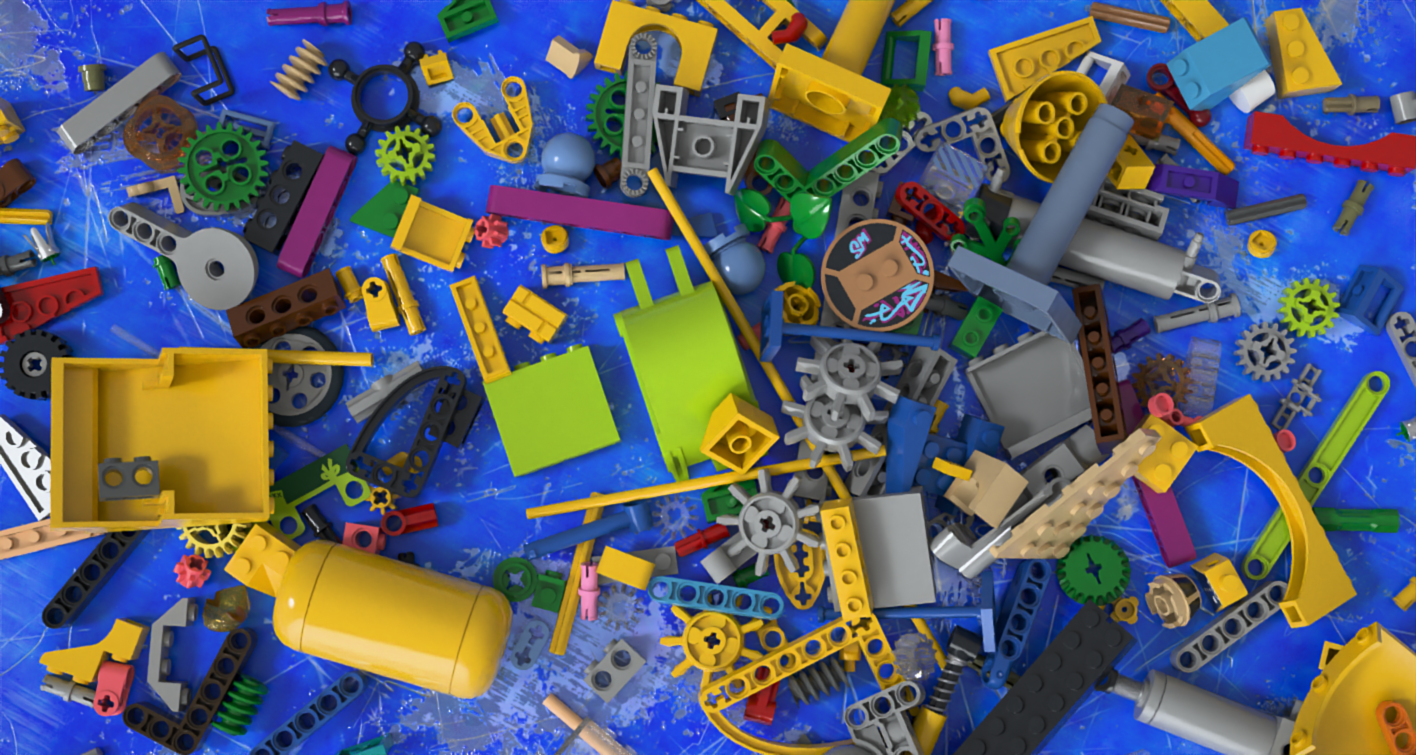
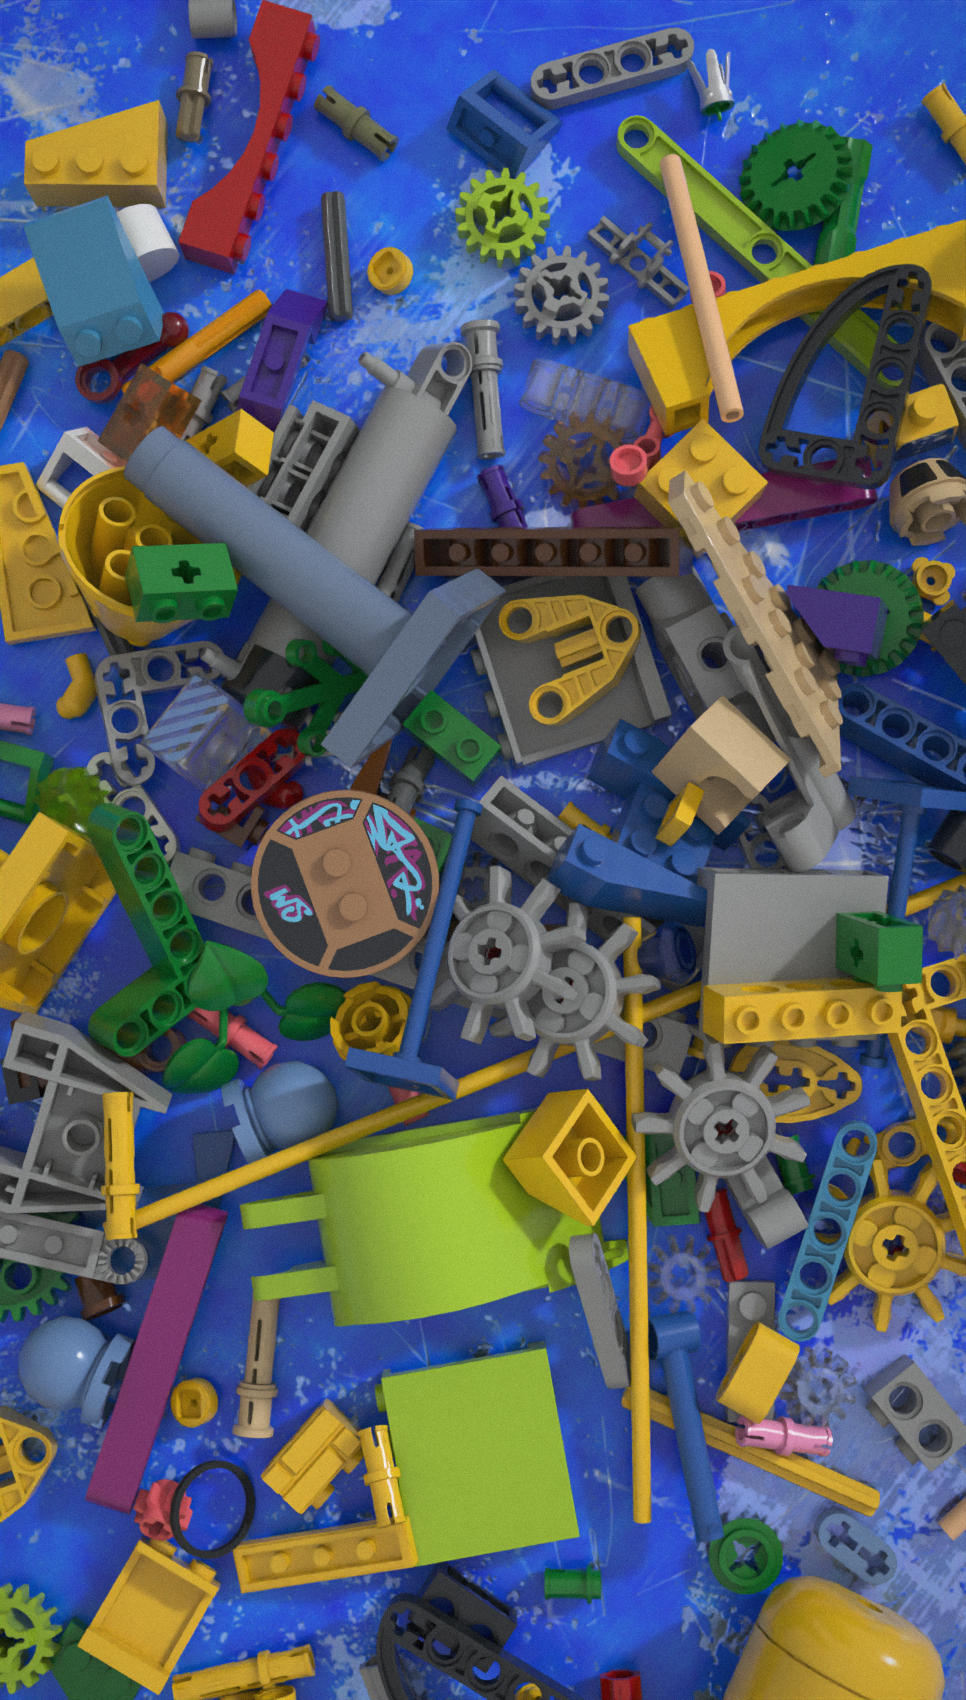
camera: 80 degrees left, 0 degrees up
(483, 479) = (573, 1584): none -> green pin
(491, 238) = (177, 1498): none -> black piece
(533, 354) = (382, 1476): none -> yellow pin
(549, 591) = (772, 1501): green bracket -> none
(649, 468) = (601, 1309): none -> light grey beam
(689, 171) = (119, 1166): none -> yellow pin
(867, 474) = (668, 954): none -> clear blue cone
(890, 598) = (879, 949): none -> green brick
(1022, 403) = (560, 616): none -> yellow connector
(1040, 148) = (180, 582): none -> green brick
(1085, 554) = (843, 622): none -> dark purple slope
(1230, 551) = (875, 397): none -> black beam
(1281, 434) = (701, 289): none -> light nougat piece
(1371, 505) = (801, 203): none -> green gear

